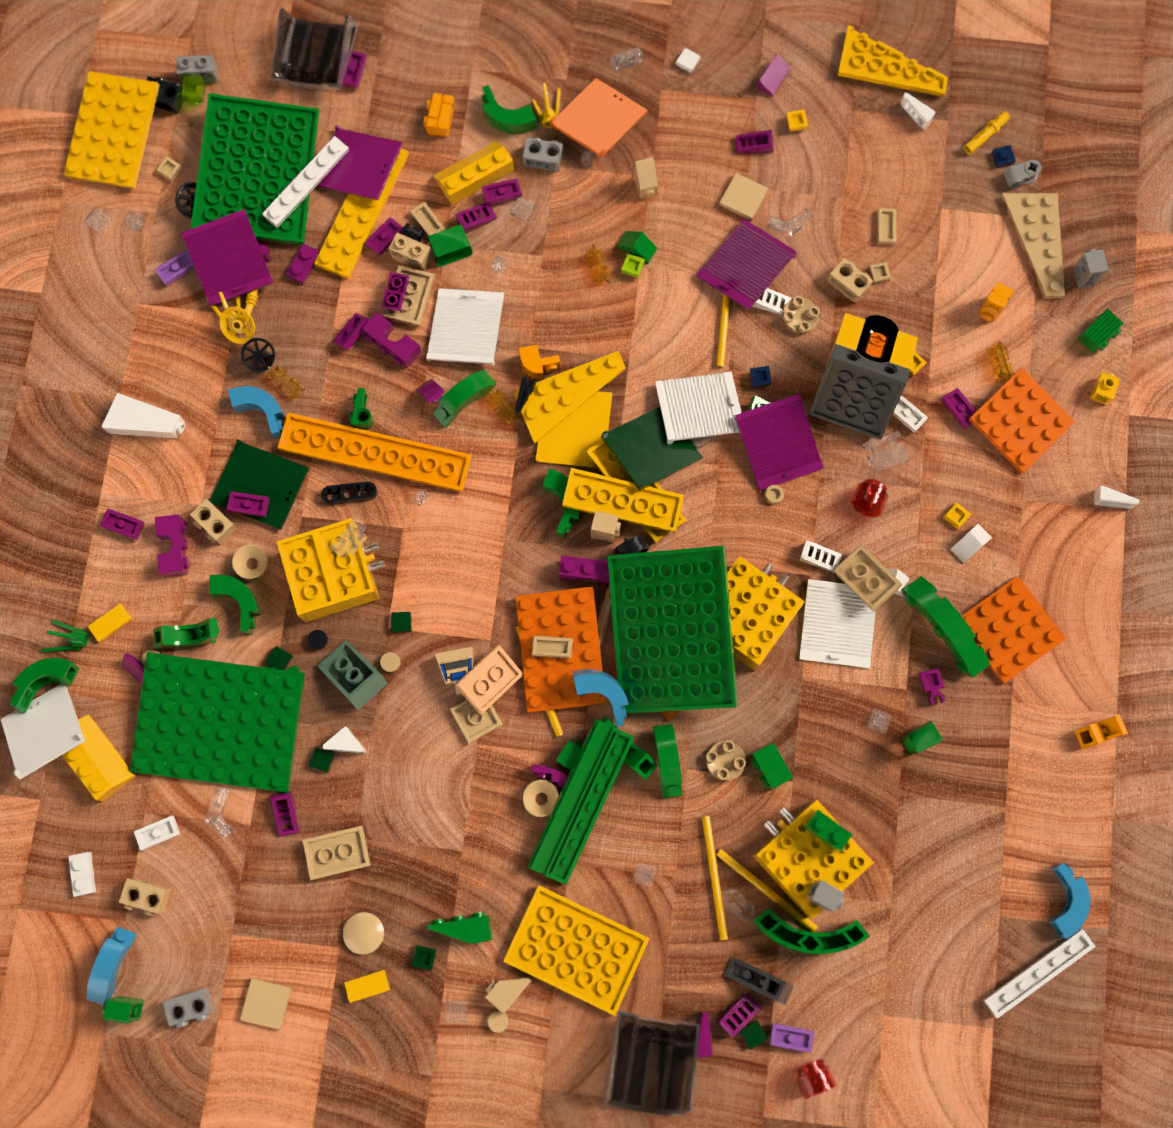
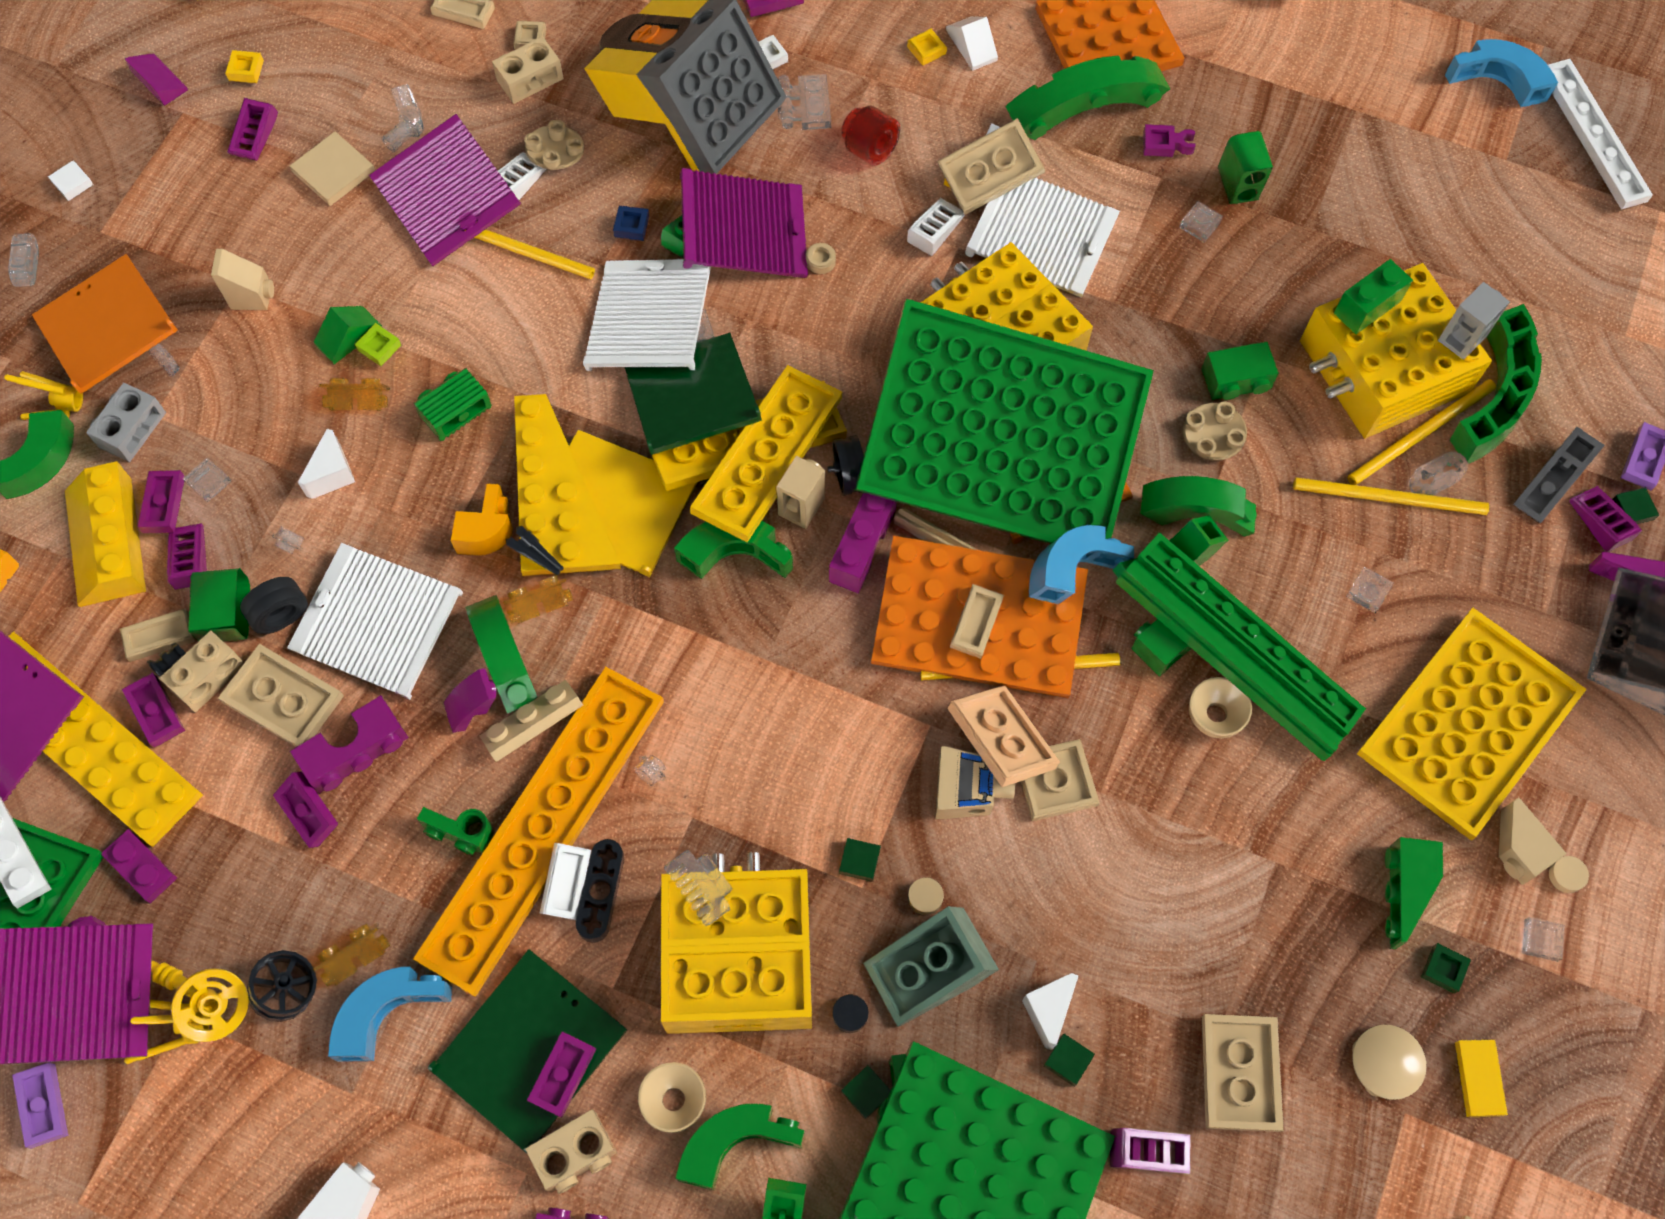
camera: 75 degrees left, 10 degrees down
(347, 473) = (565, 881): none -> white tile
(395, 291) = (265, 711): magenta slope -> none
(430, 426) = (530, 720): none -> tan plate
(455, 272) = (273, 605): none -> black tyre
(543, 772) = (1188, 677): magenta slope -> none
(548, 268) = (326, 468): none -> white slope
(607, 319) = (452, 403): none -> green brick

